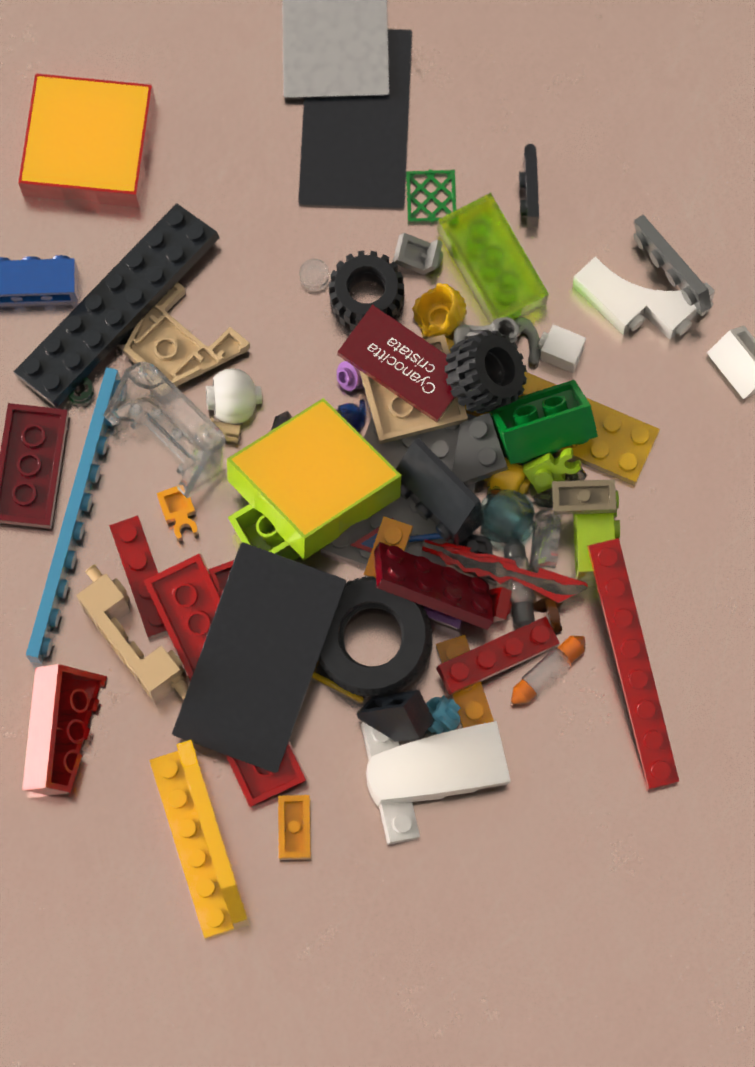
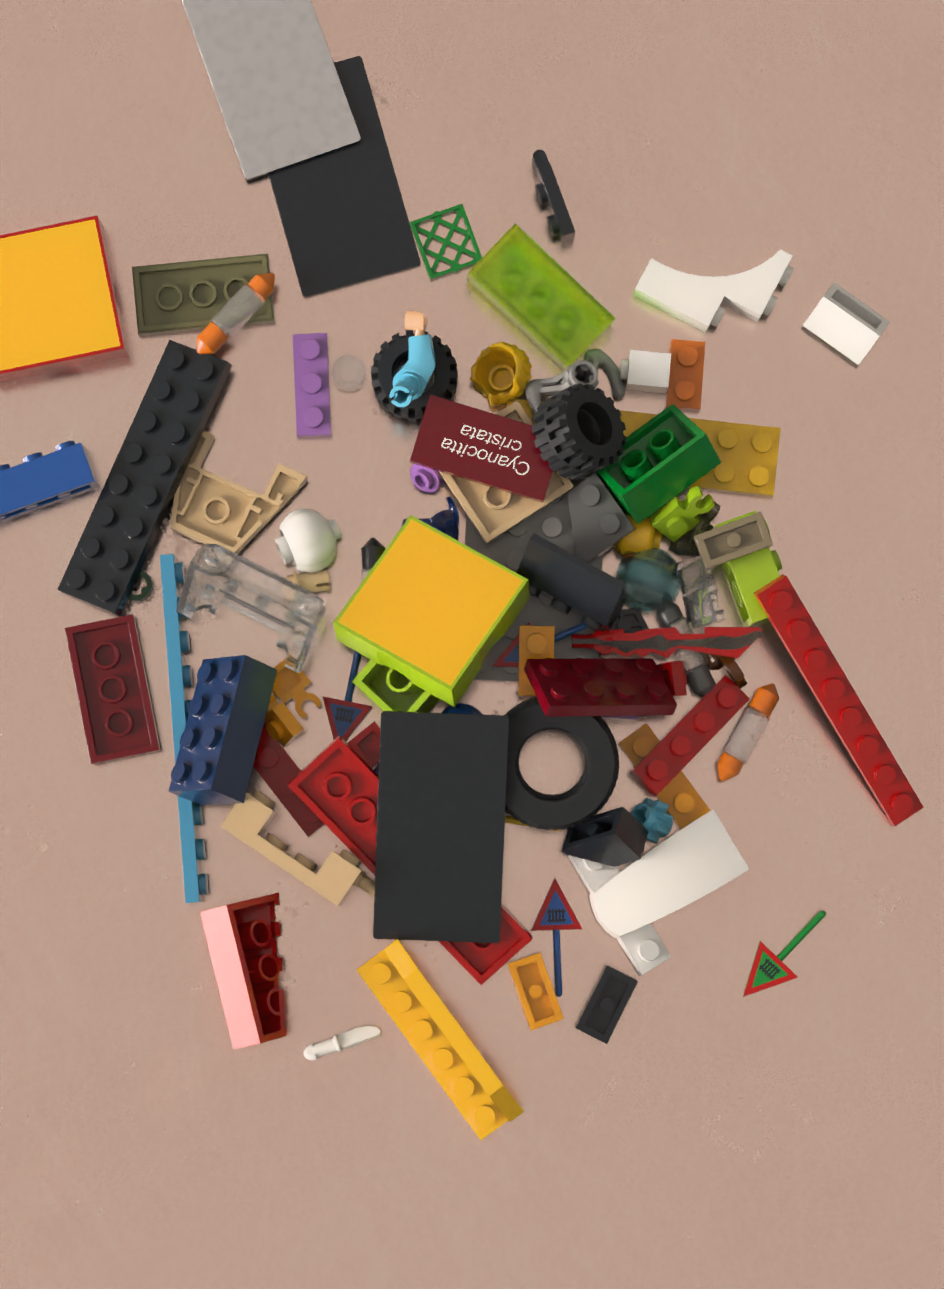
camera: 25 degrees left, 10 degrees up
(106, 521) = (222, 730): none -> dark blue brick
(118, 817) = (343, 1041): none -> white piece
(157, 533) = (281, 723): none -> light orange plate
(215, 548) = (346, 715): none -> piece
(217, 177) = (192, 292): none -> olive tile
(237, 197) = (235, 313): none -> piece
(280, 275) = (312, 385): none -> medium lavender plate
(333, 771) = (556, 916): none -> piece
(351, 858) = (606, 1004): none -> black plate
(368, 283) = (416, 373): none -> medium azure arm
(418, 254) = (455, 314): light grey bracket -> none
(502, 877) = (769, 969): none -> piece
(594, 362) = (686, 374): none -> orange plate
(675, 268) = (746, 247): dark grey plate -> none

